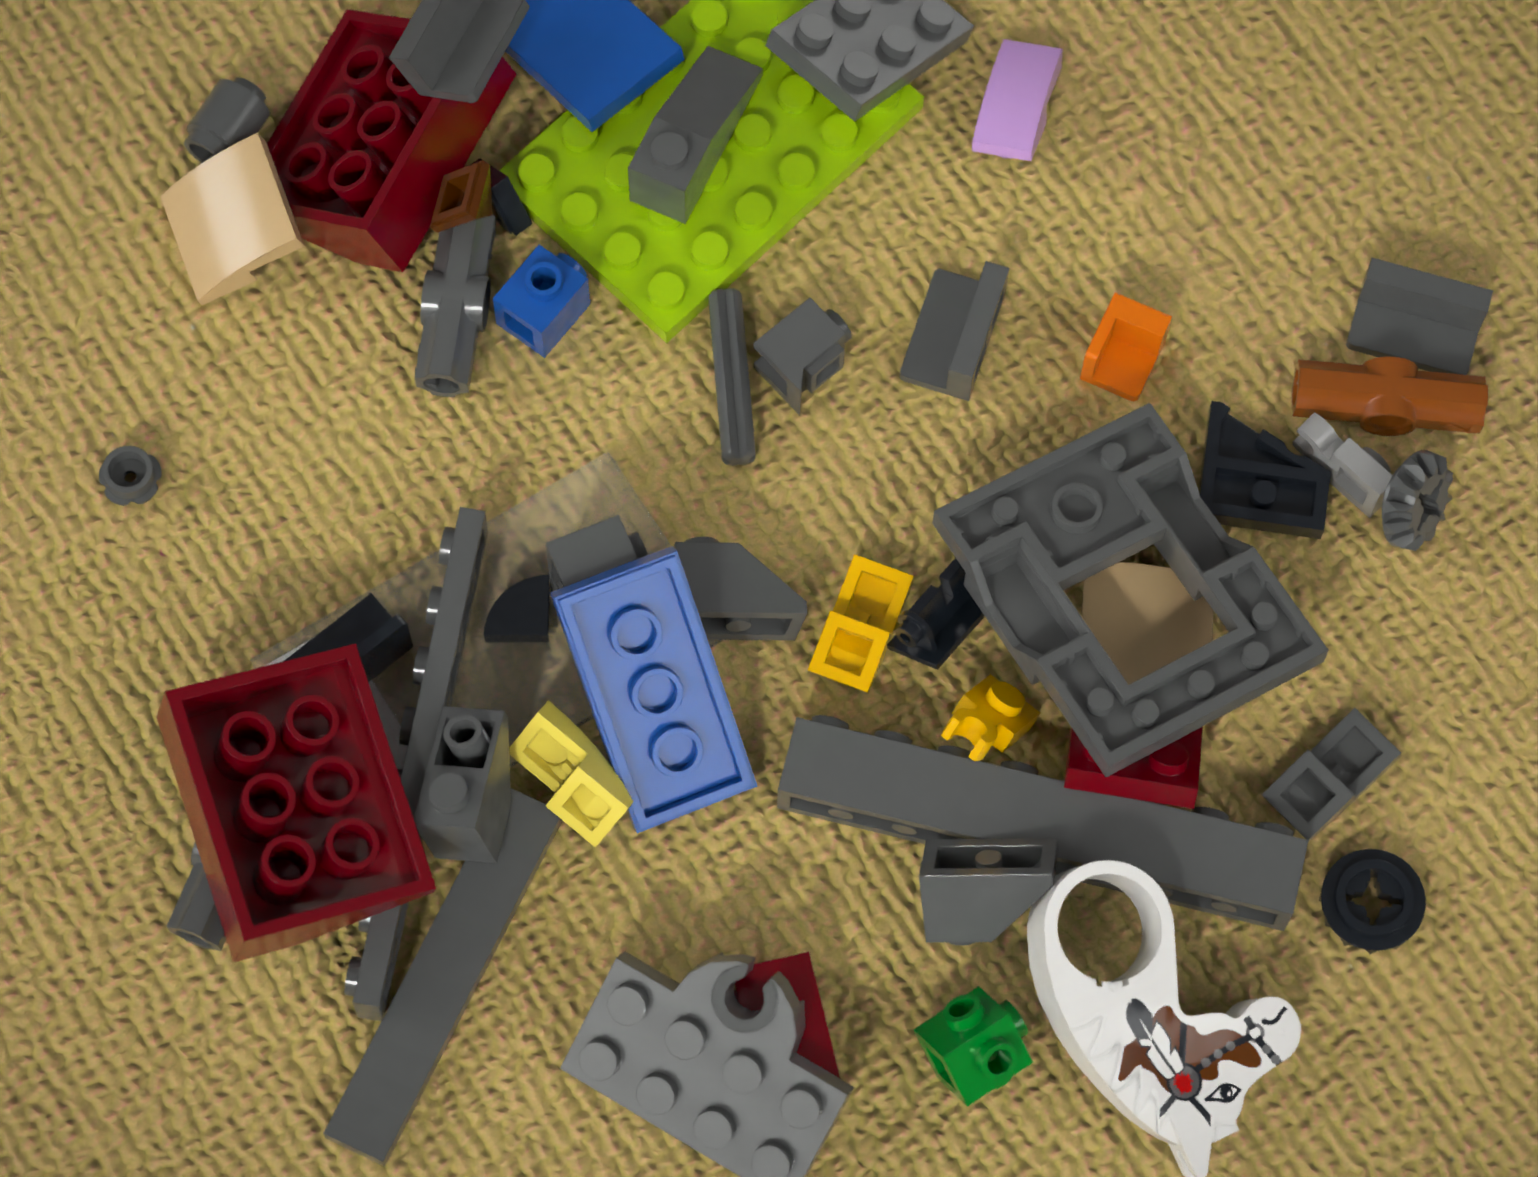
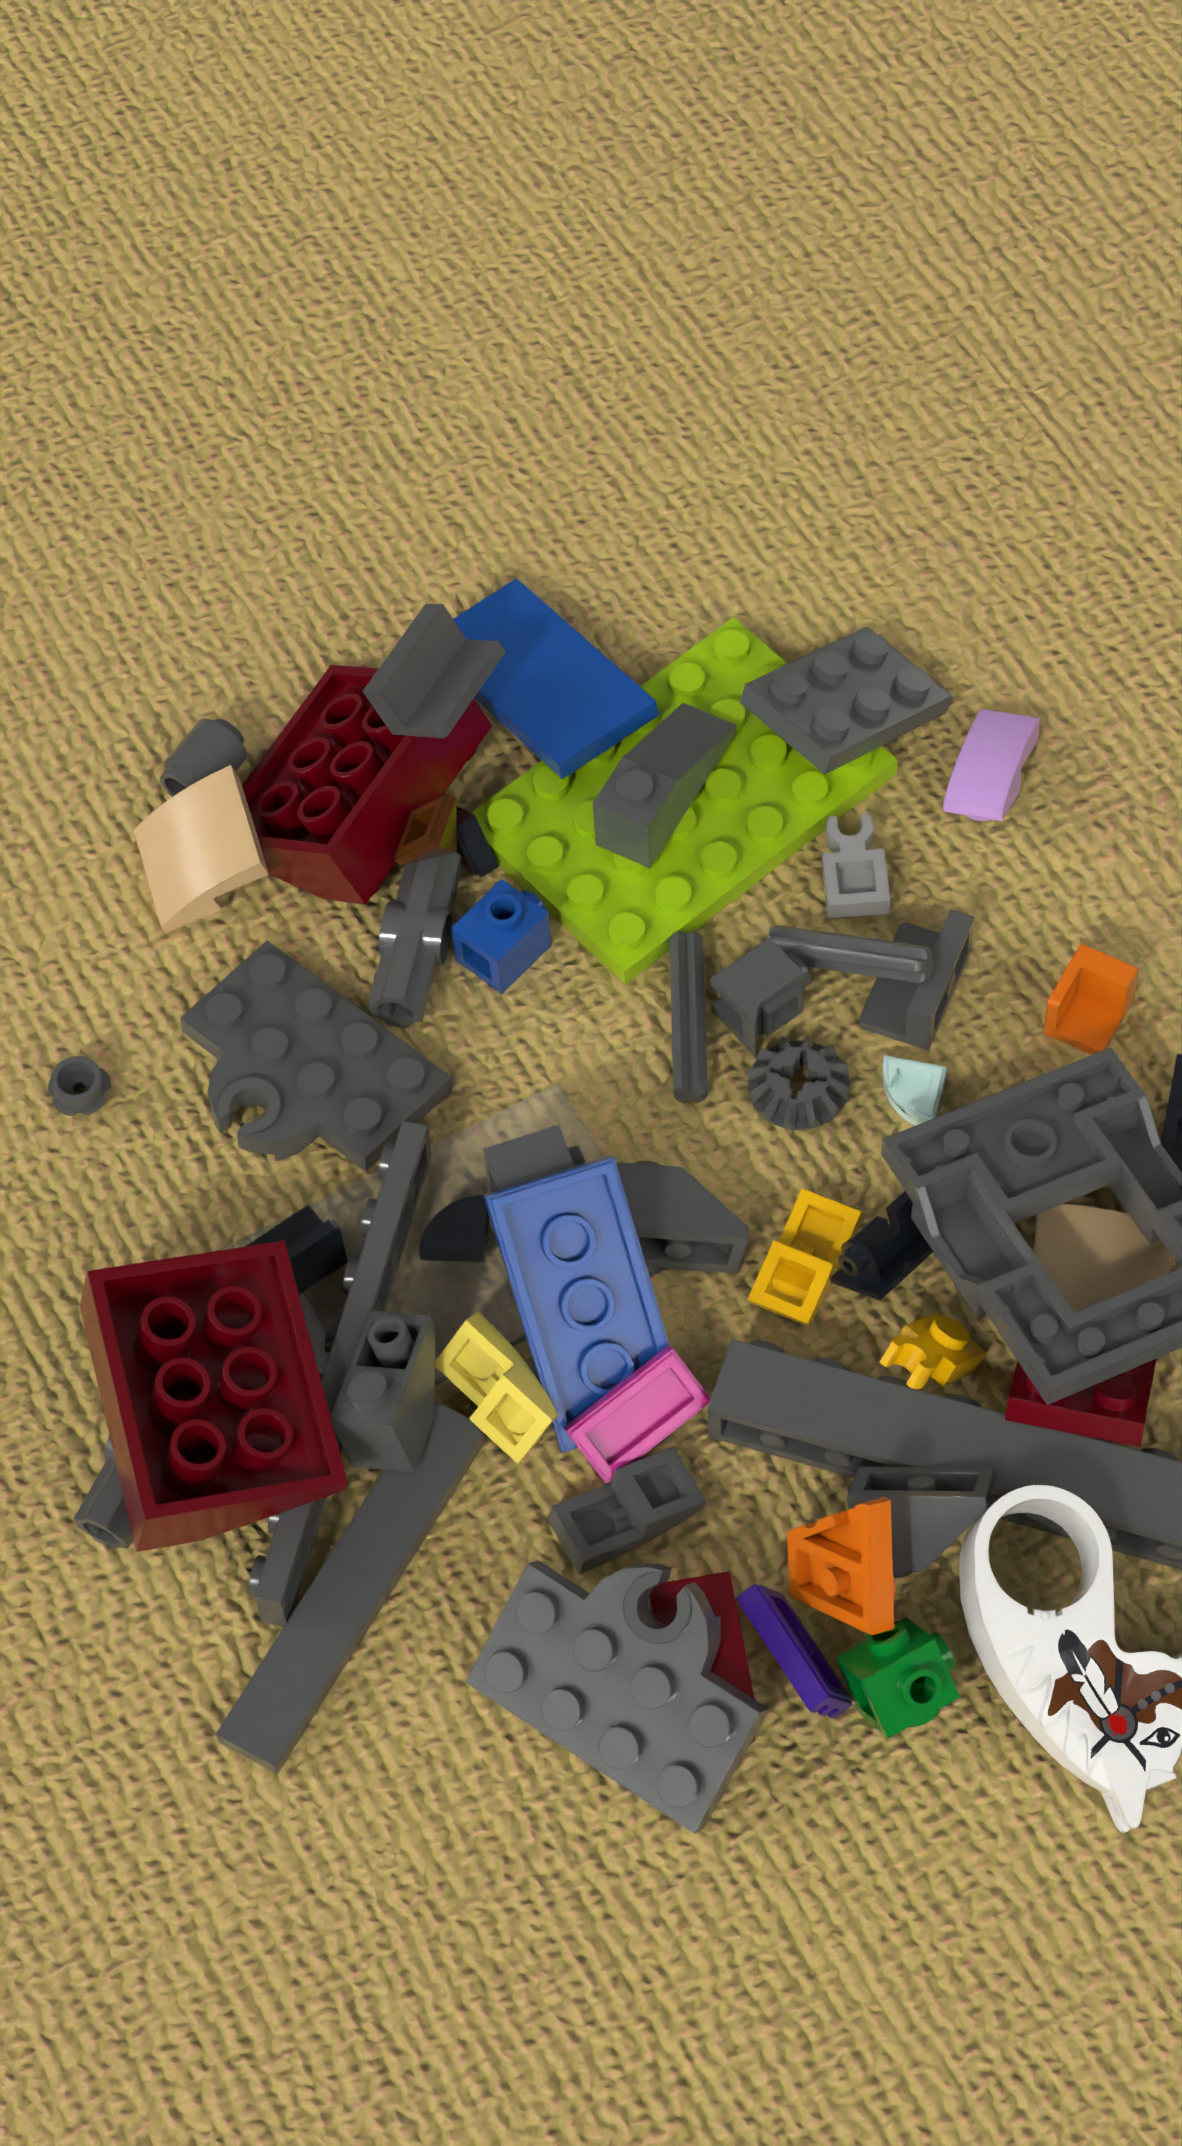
camera: 10 degrees right, 10 degrees down
(357, 440) = (307, 1062): none -> dark grey plate
(703, 888) = (628, 1512): none -> dark grey slope
(709, 794) = (637, 1413): none -> dark pink tile
(863, 462) = (816, 1102): none -> dark grey gear
(874, 1023) = (795, 1651): none -> dark purple tile
(887, 223) = (854, 873): none -> light grey plate
(892, 309) = (856, 954): none -> dark grey axle
(920, 944) = (846, 1566): none -> orange wing
(957, 444) = (914, 1088): none -> light aqua tile

